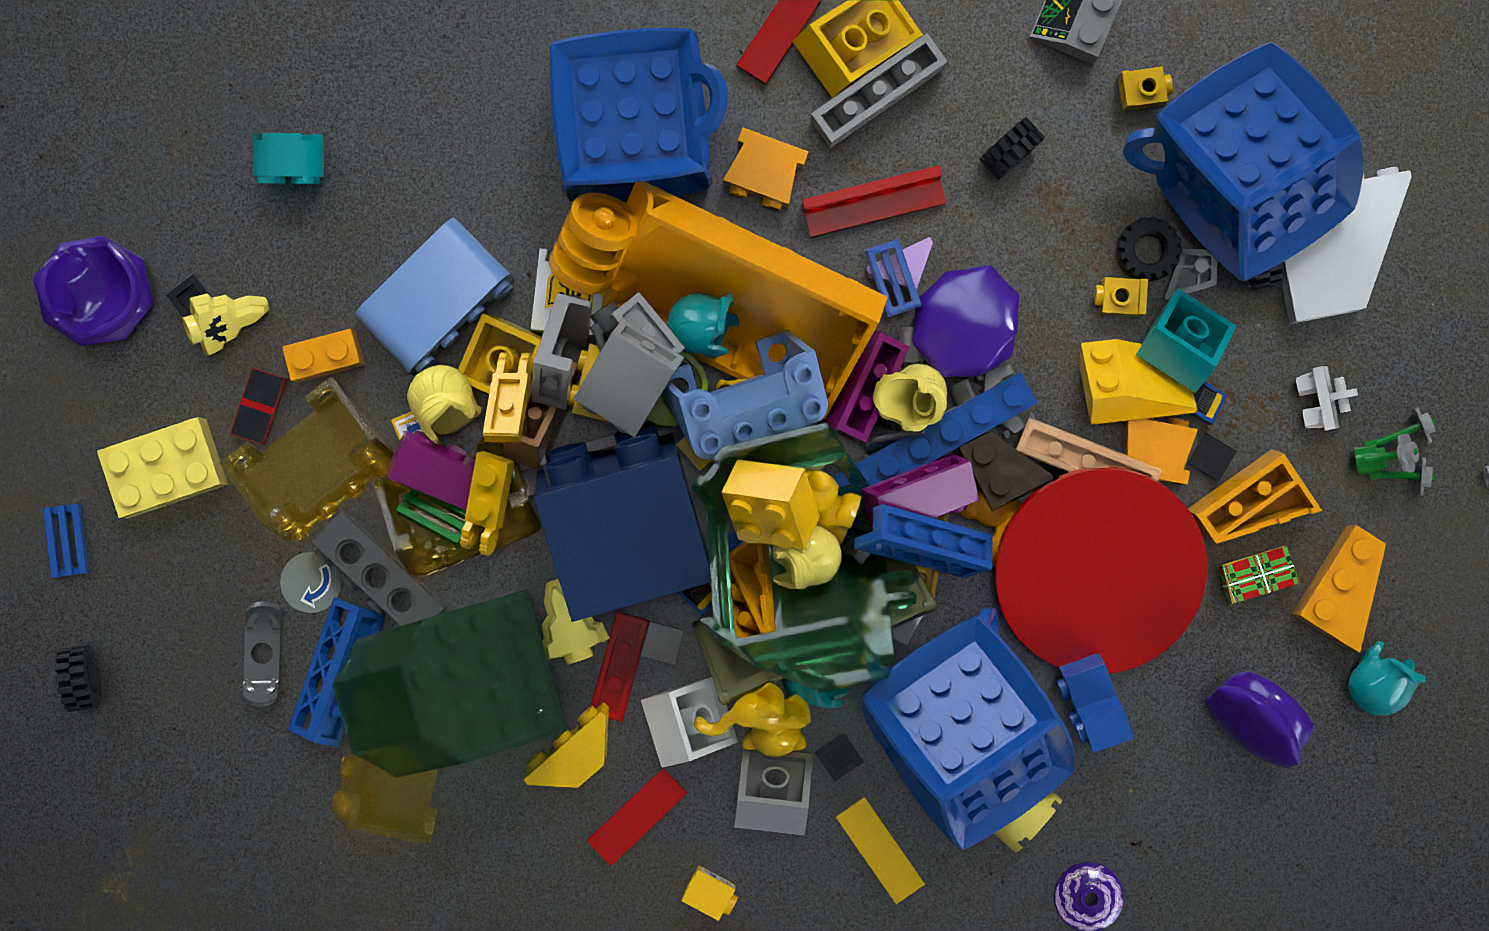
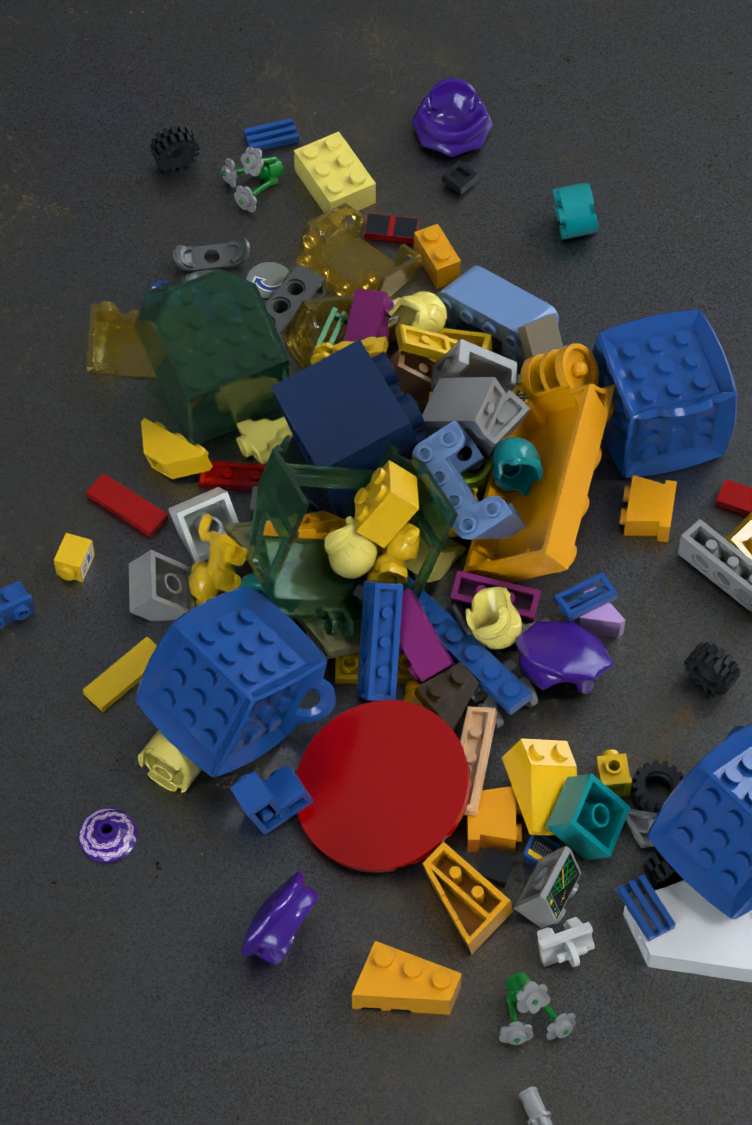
camera: 75 degrees right, 30 degrees down
(136, 574) = (264, 168): none -> light grey plant
(221, 319) = (448, 192): light yellow rock -> none
(508, 249) = (540, 336): none -> dark tan tile
(873, 201) = (645, 586): red fence -> none
(1257, 575) = (402, 913): piece -> none
(1262, 406) = (549, 888): none -> light grey slope
(1342, 291) = (655, 901): none -> blue tile
(1383, 684) = (327, 1024): teal hair -> none

